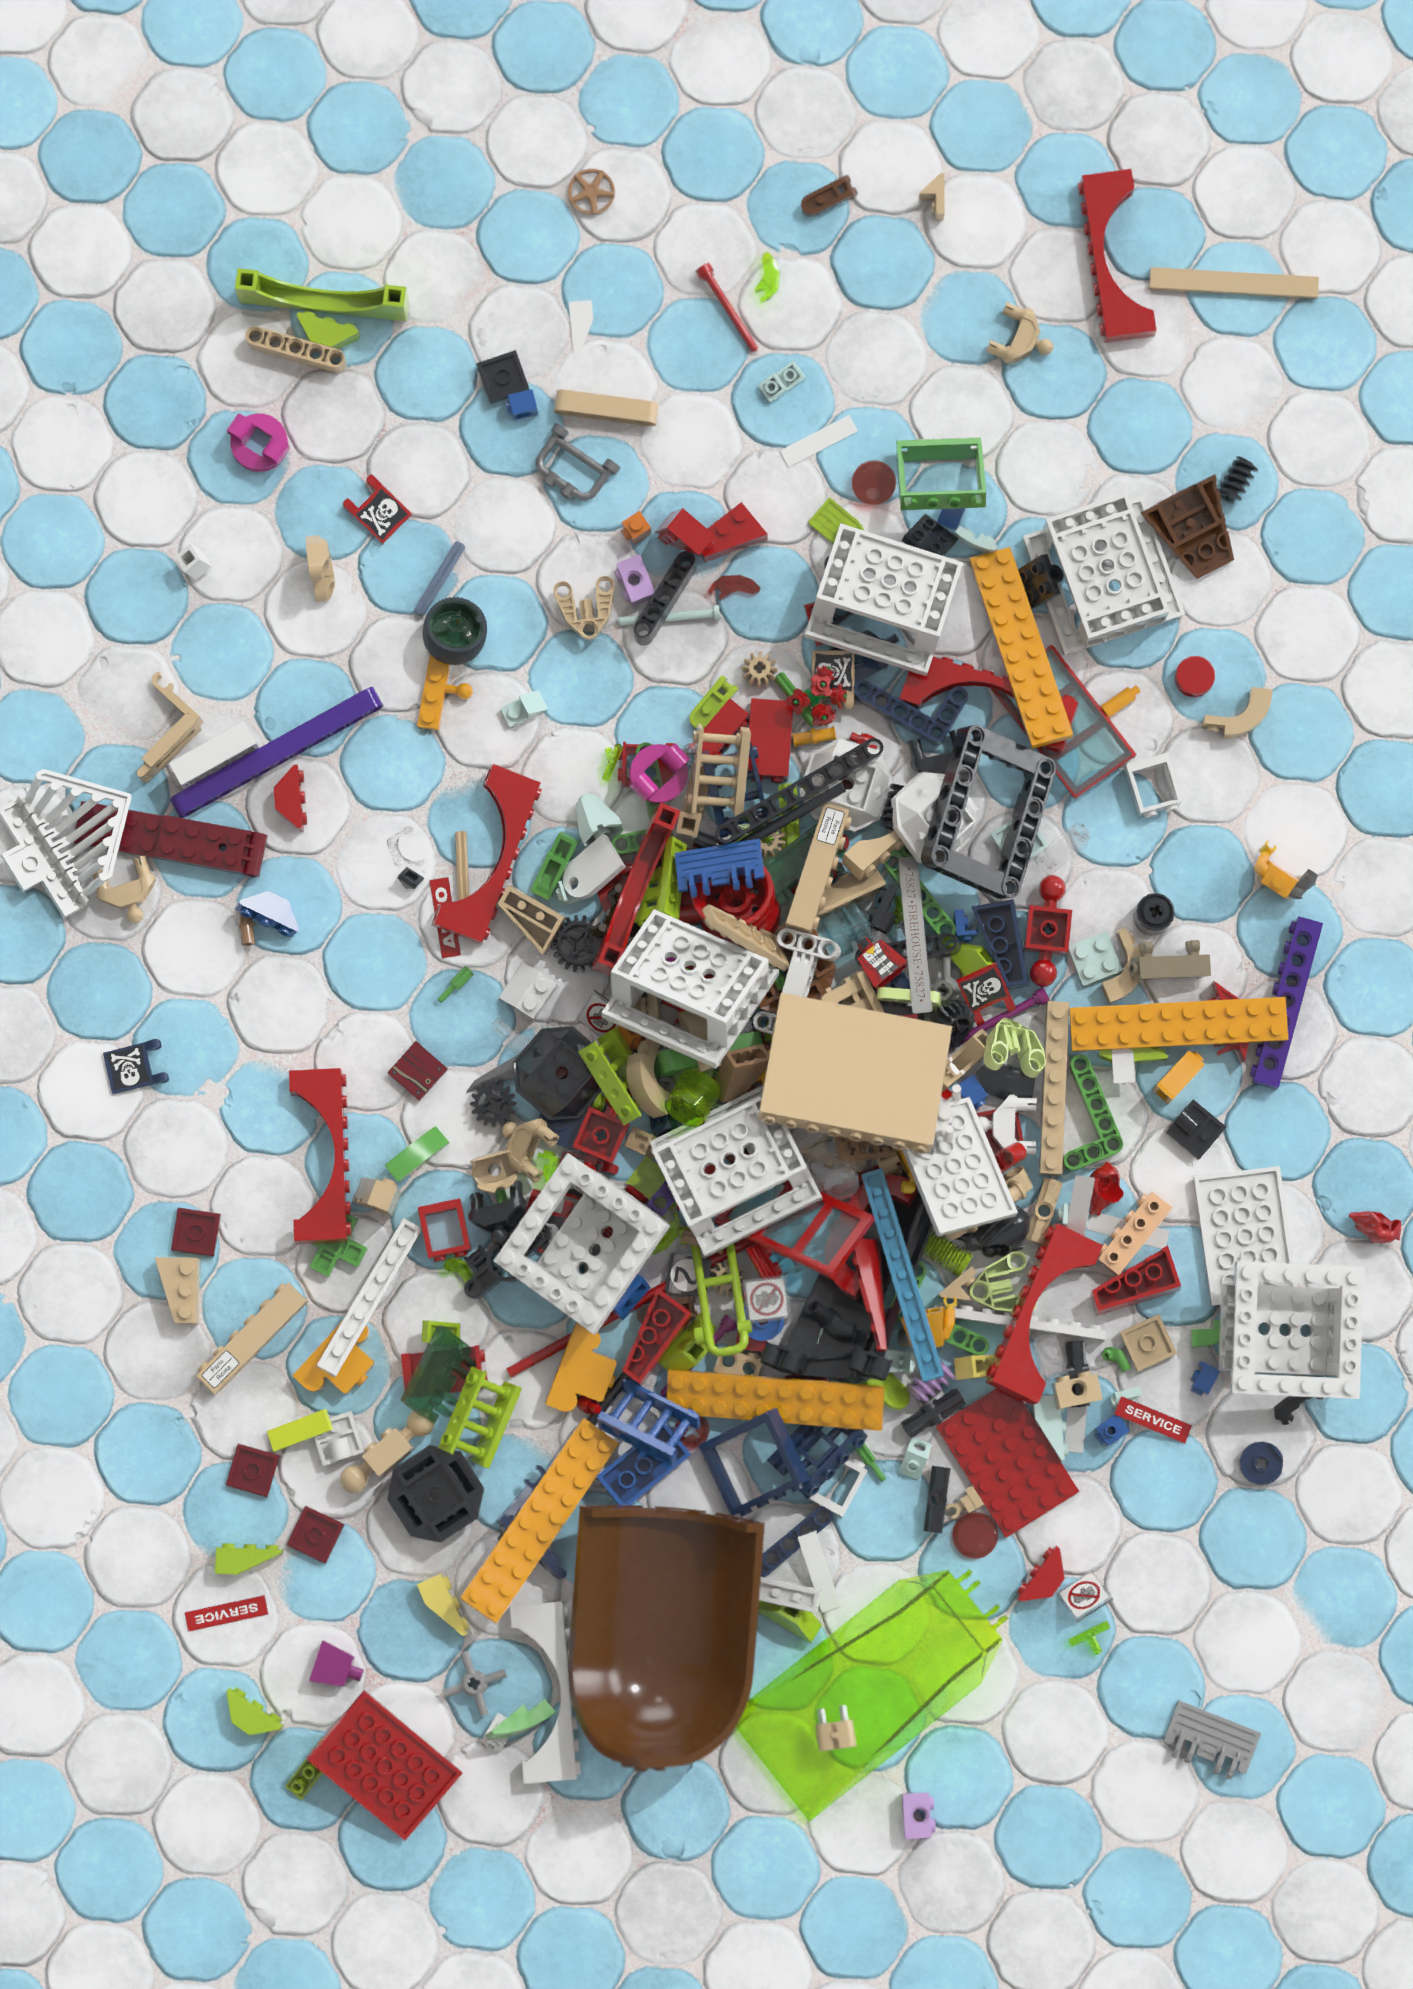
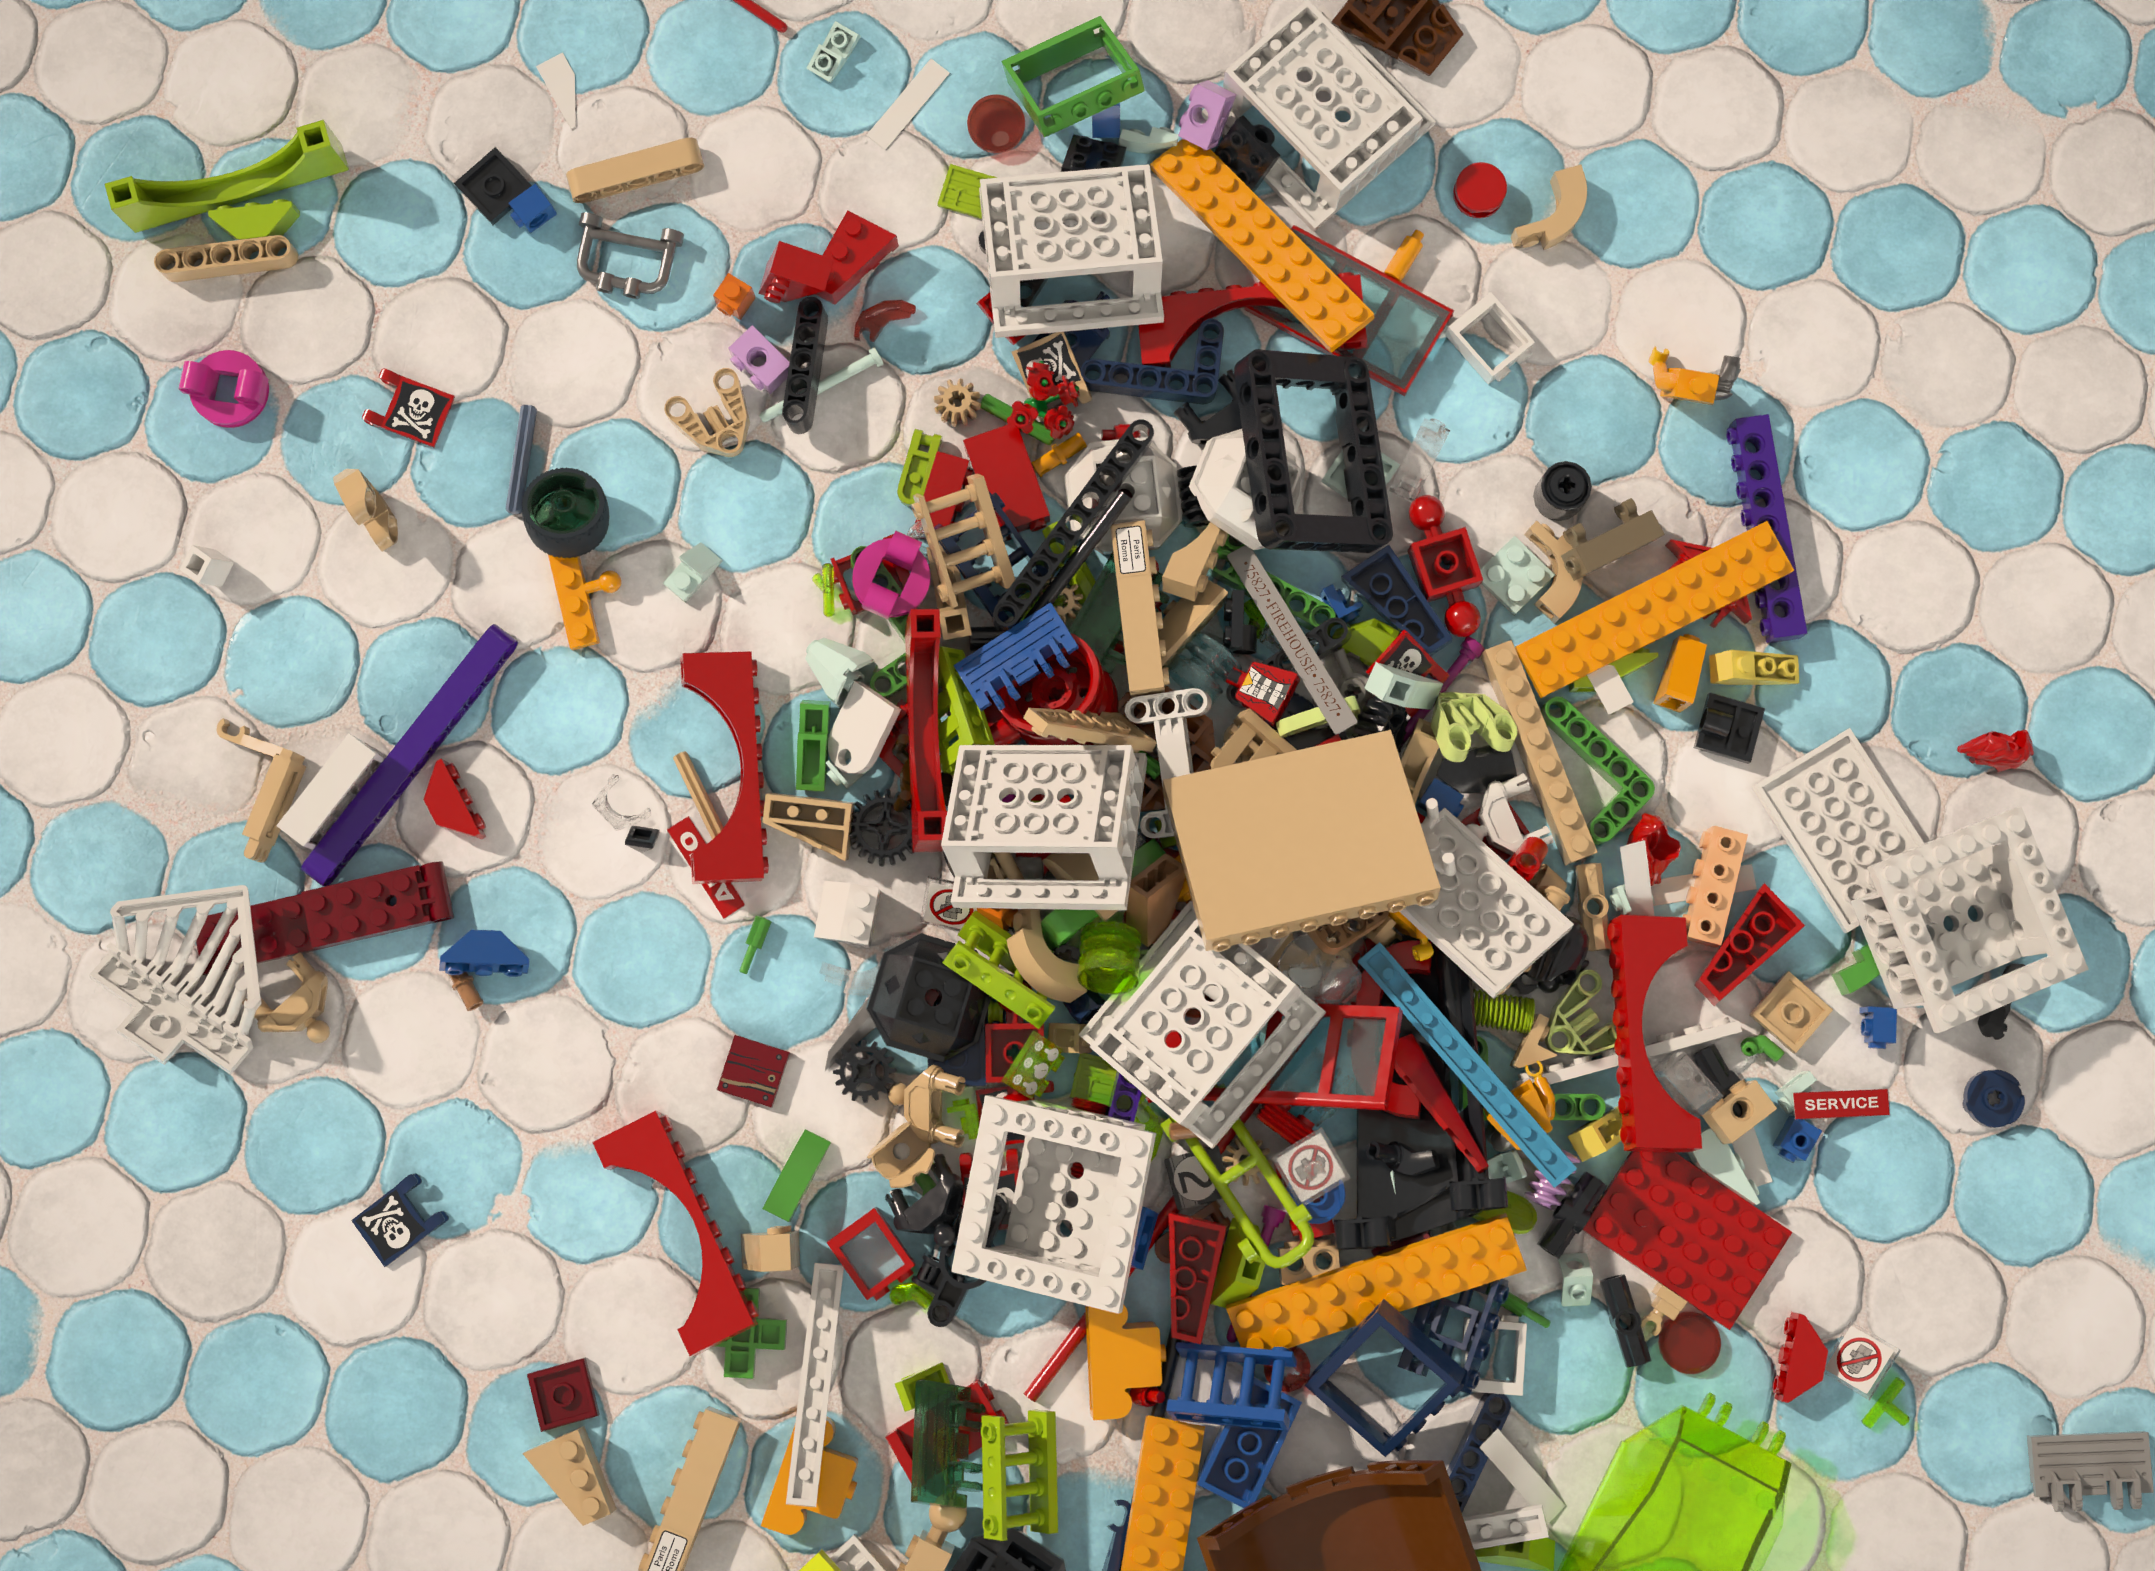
camera: 25 degrees left, 0 degrees up
(609, 1147) = (1032, 1066): none -> clear neon green slope
(977, 1002) = (1402, 687): none -> light aqua slope
(1032, 536) = (1218, 104): none -> lavender brick
(1232, 1096) = (1753, 668): none -> light yellow slope

